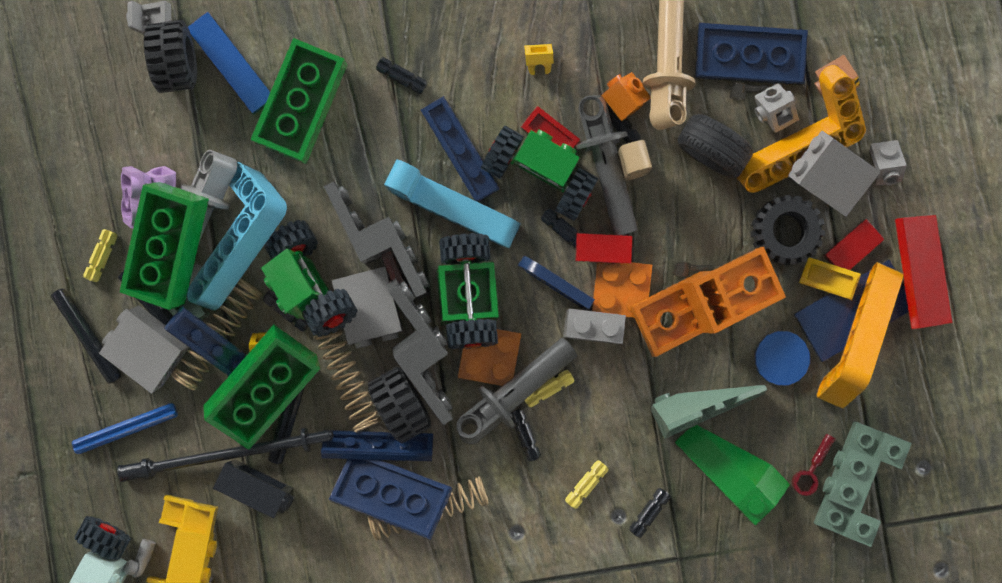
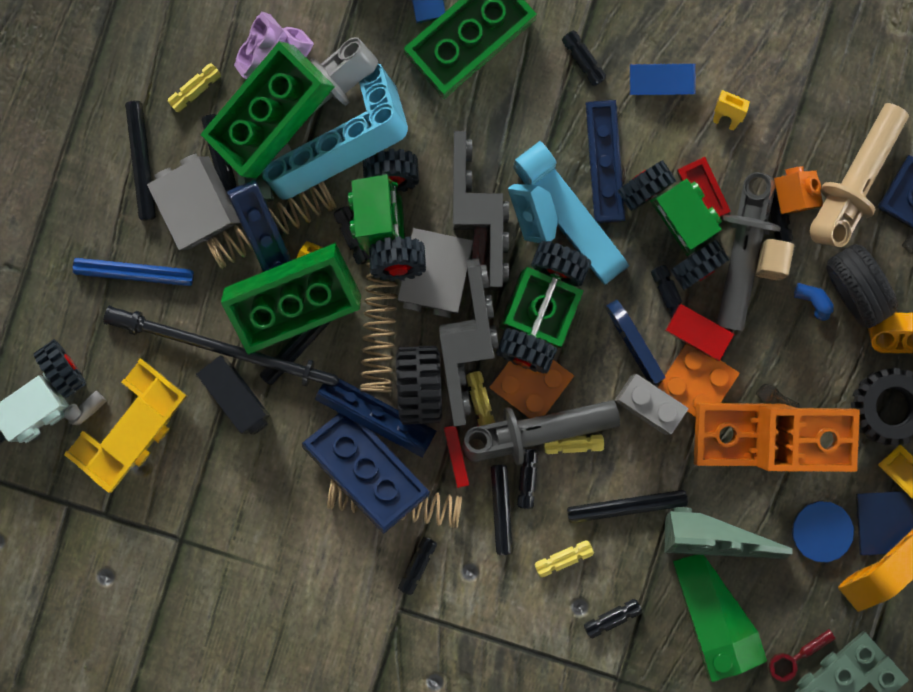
camera: 25 degrees right, 0 degrees up
(422, 218) = (534, 212): none -> medium azure slope
(455, 390) = (480, 398): none -> light yellow axle
(459, 446) = (456, 456): none -> red tile
(472, 60) = (662, 79): none -> blue slope
(472, 549) = (417, 565): none -> black axle
(517, 470) = (501, 509): none -> black axle
(616, 417) = (627, 506): none -> black axle
(685, 173) = (819, 299): none -> blue arm

